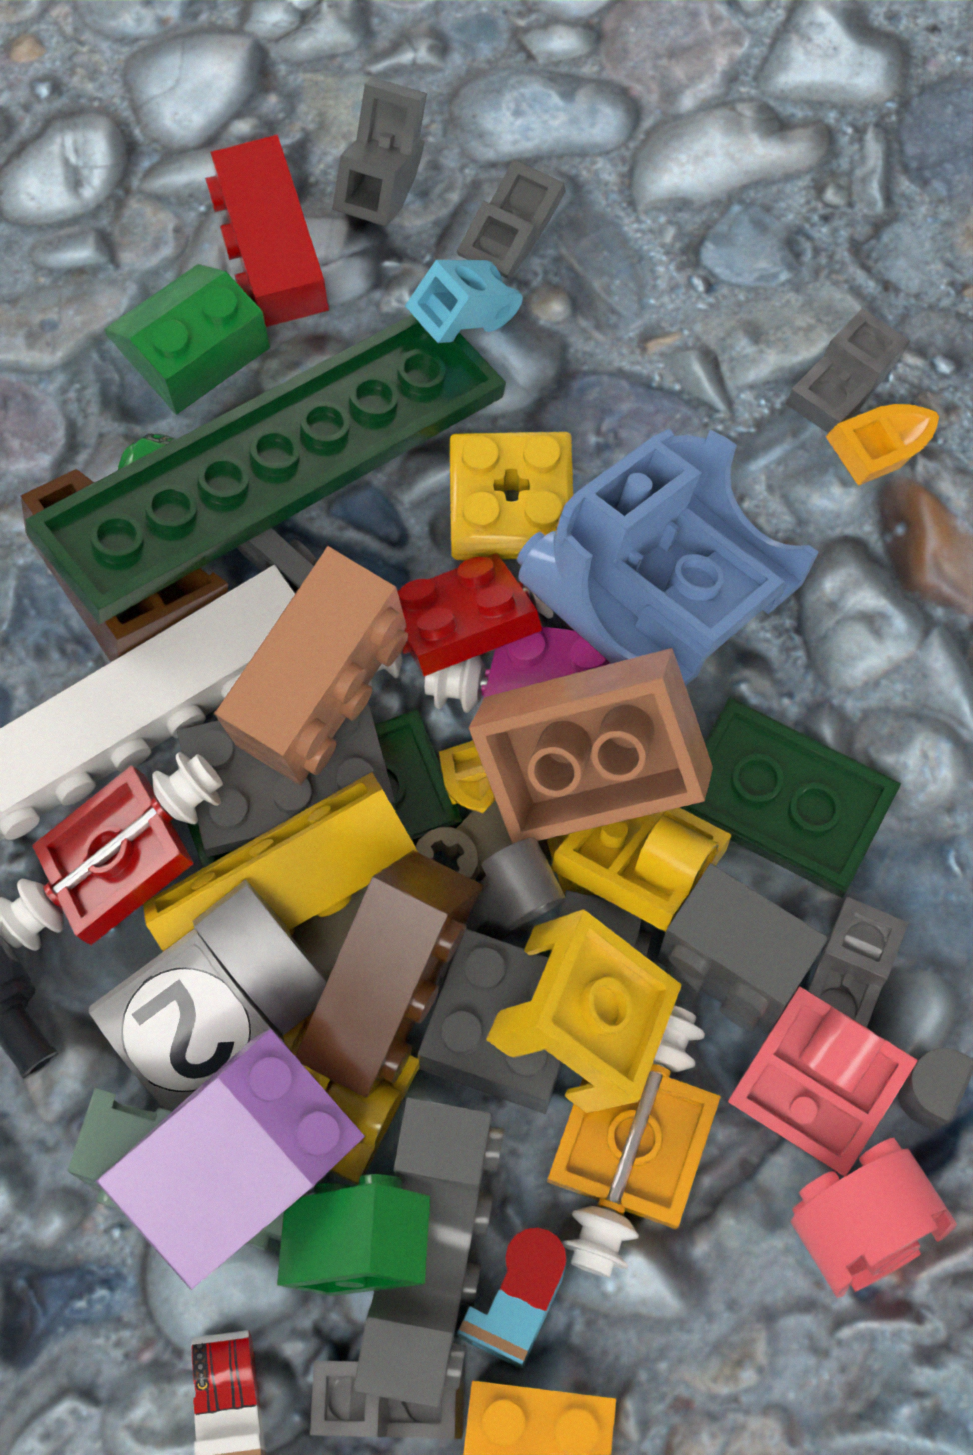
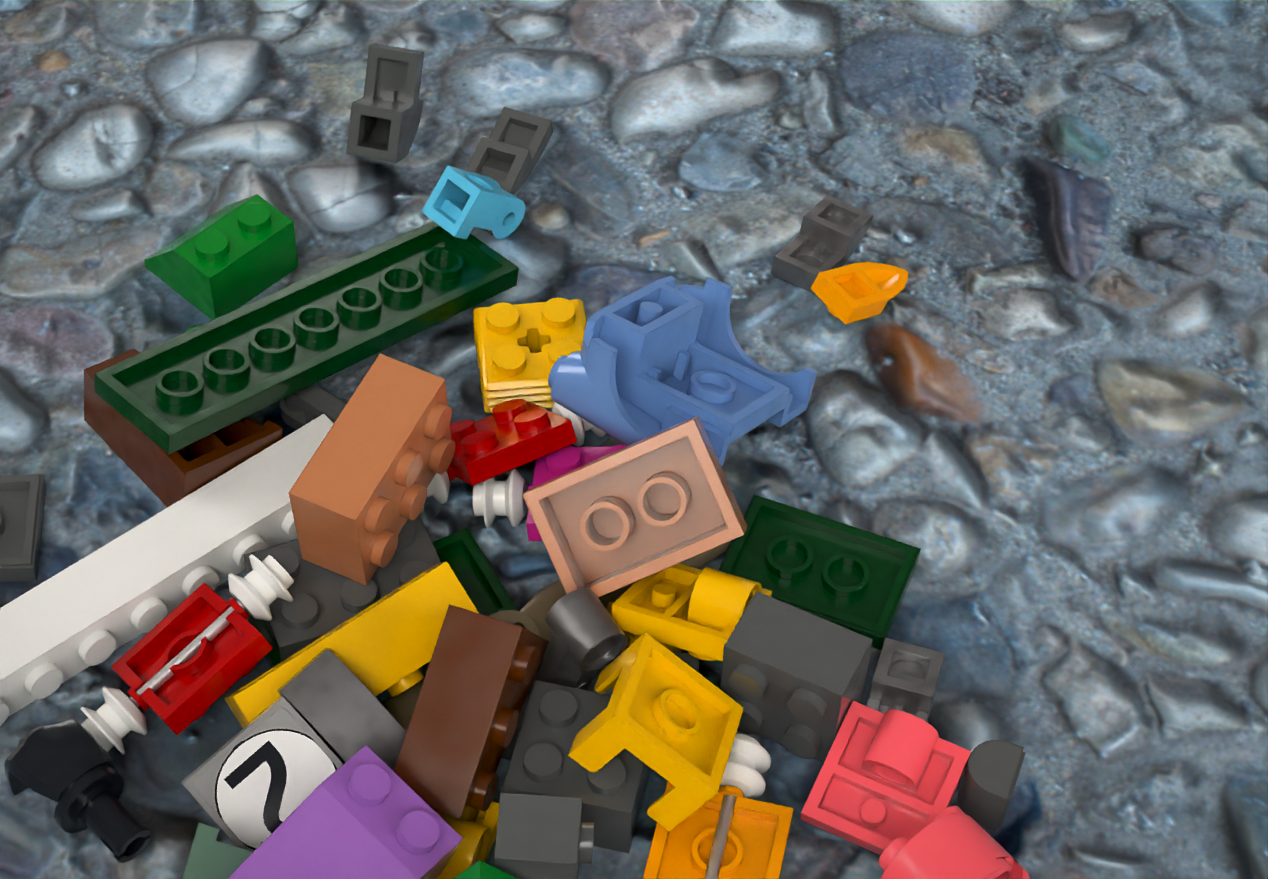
camera: 10 degrees left, 20 degrees down
(267, 230) = (290, 170): red brick -> none
(466, 777) = (525, 569): yellow plate -> none

